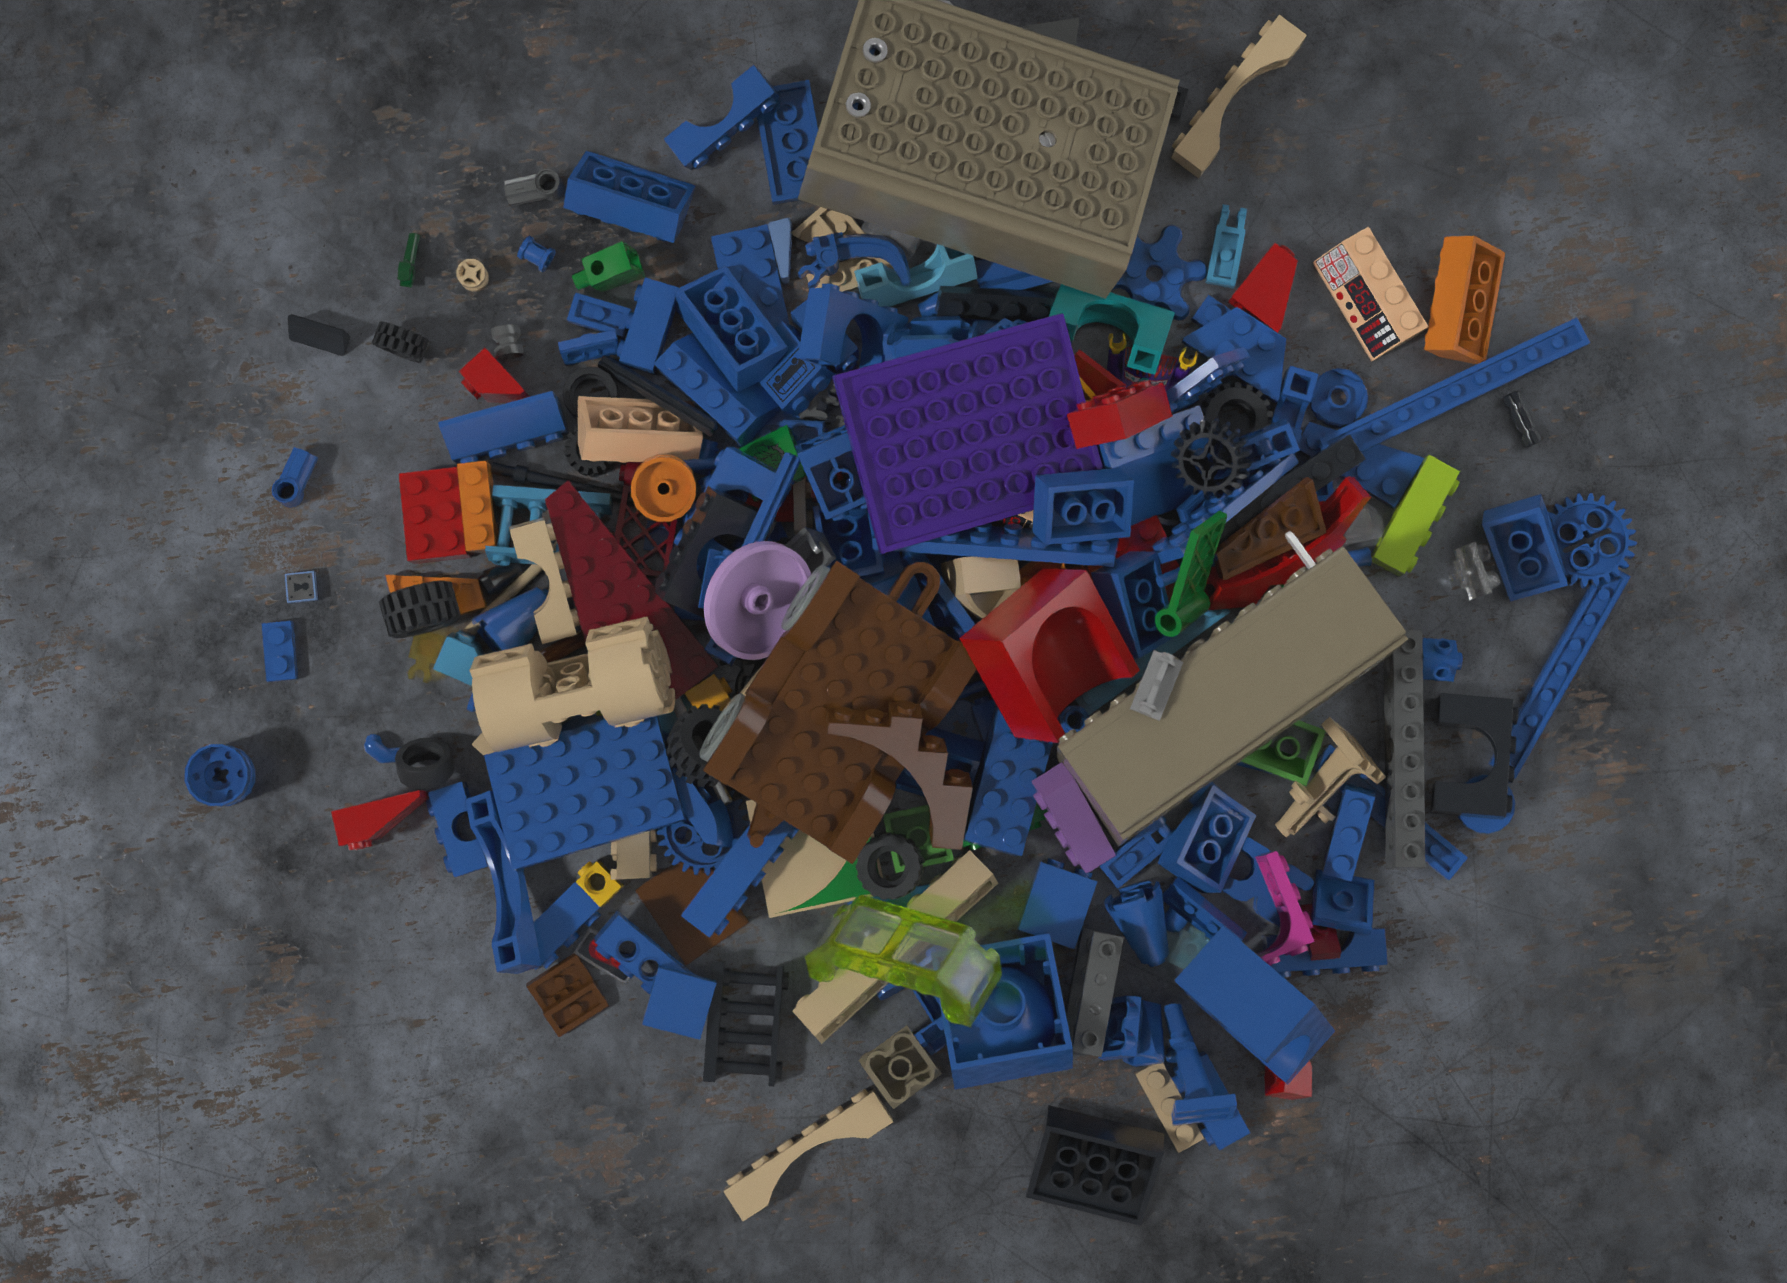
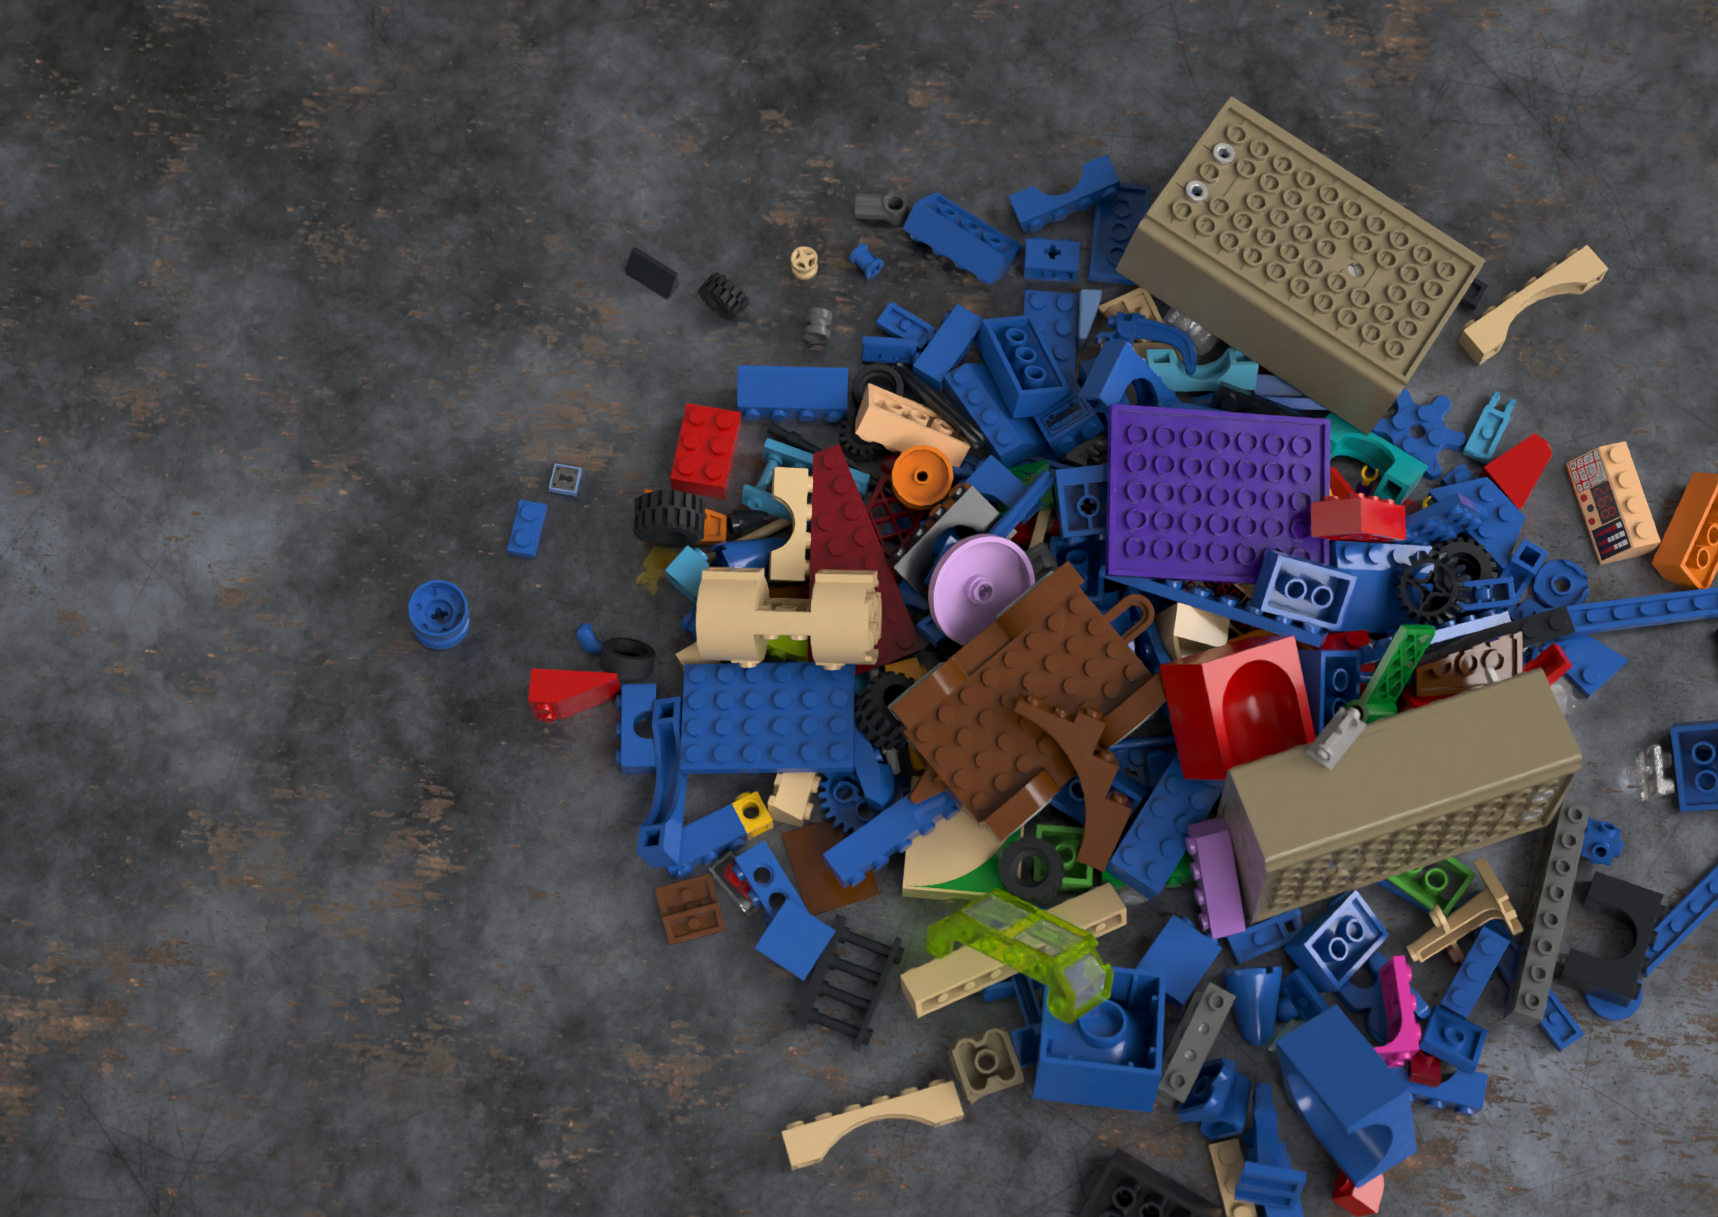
camera: 15 degrees right, 15 degrees down
(295, 474) = (591, 383): blue piece -> none
(406, 268) = (748, 239): dark green bar -> none
(476, 505) = (746, 452): orange arch -> none
(489, 379) = (793, 345): red slope -> none
(610, 268) = (928, 289): green torso -> none
(713, 198) = (1062, 267): none -> blue brick
(1414, 515) = (1612, 703): lime brick -> none

